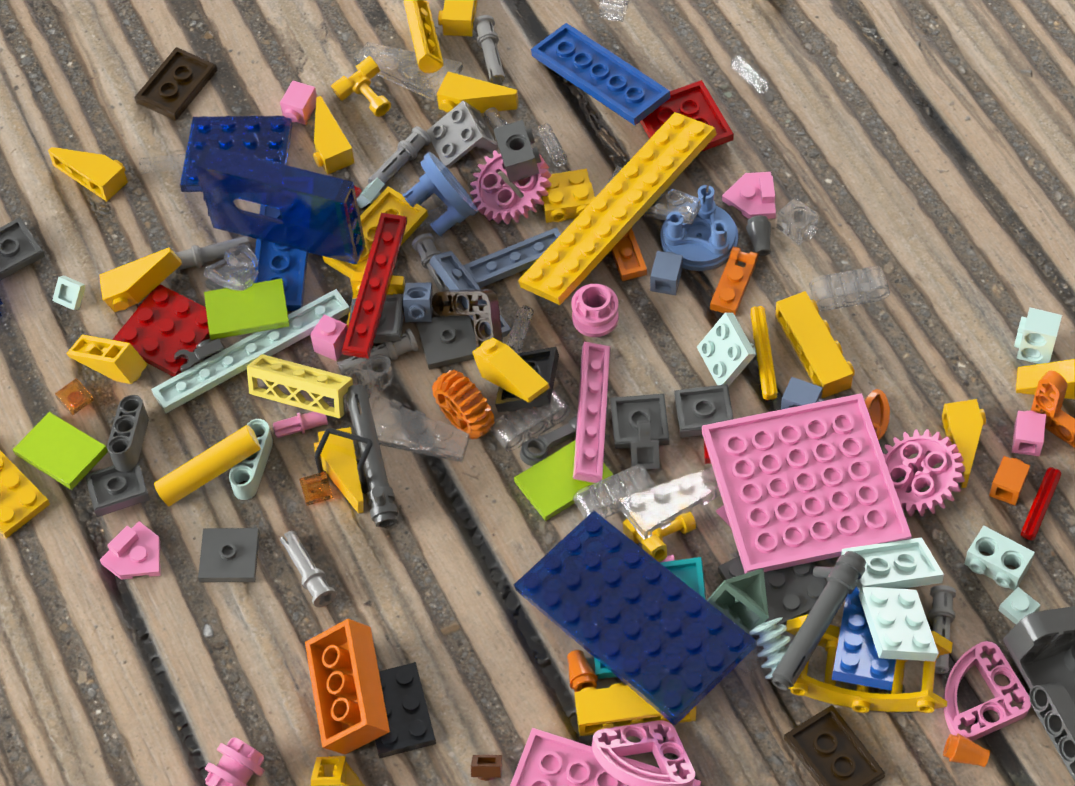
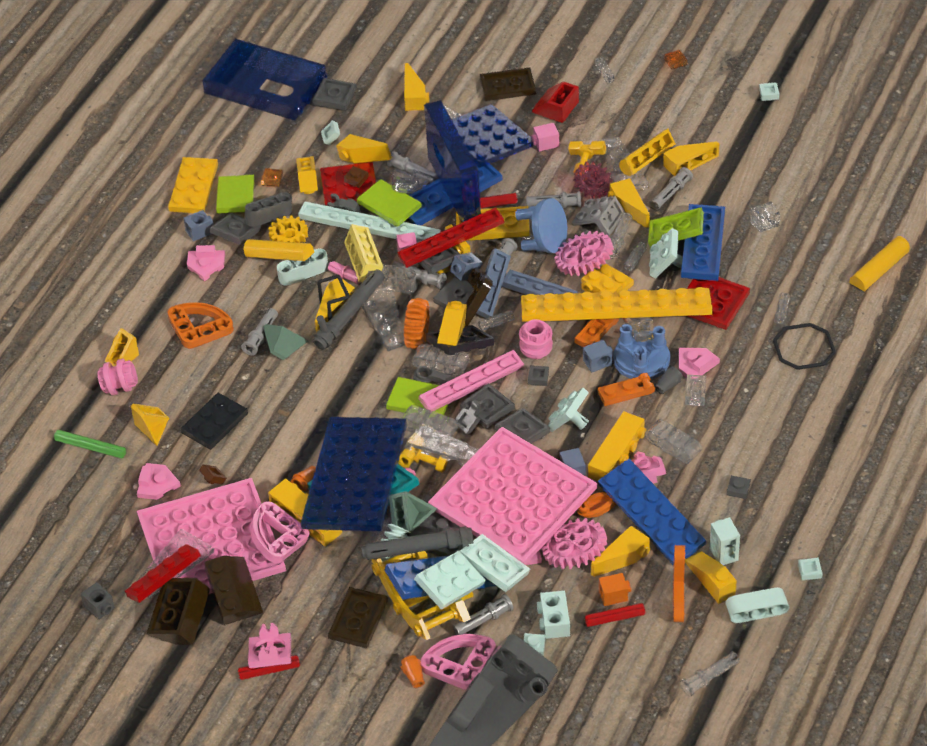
camera: 50 degrees right, 10 degrees down
(74, 531) = (198, 225): none -> sand blue brick
(171, 313) = (356, 177): none -> reddish brown plate
(180, 437) = (288, 230): none -> yellow gear
(186, 736) = (123, 346): none -> yellow slope
(229, 555) = (240, 297): dark grey plate -> none
(231, 642) = (184, 335): none -> orange beam
(258, 57) = (558, 102): none -> red slope
(316, 488) = (310, 302): clear orange plate -> none
(331, 145) = (535, 164): yellow slope -> none
(346, 556) = (282, 341): none -> sand green slope
(346, 687) = (201, 386): orange brick -> none
(370, 193) = (518, 201): light aqua plate -> none
(409, 105) = (592, 180): none -> clear pink gear
(516, 150) = (597, 234): dark grey brick -> none
(557, 81) = (686, 223): none -> lime tile
(585, 116) = (665, 253): none -> light aqua plate
(641, 344) = (538, 375): none -> dark grey plate
(763, 353) = (591, 430): yellow axle -> none
(806, 119) = (808, 365): none -> black piece
(864, 339) = (649, 466): none -> bright pink plate
(935, 373) = (651, 510): none -> blue plate
(959, 276) = (738, 487): none -> dark grey plate
(1029, 433) = (656, 579): bright pink brick -> none

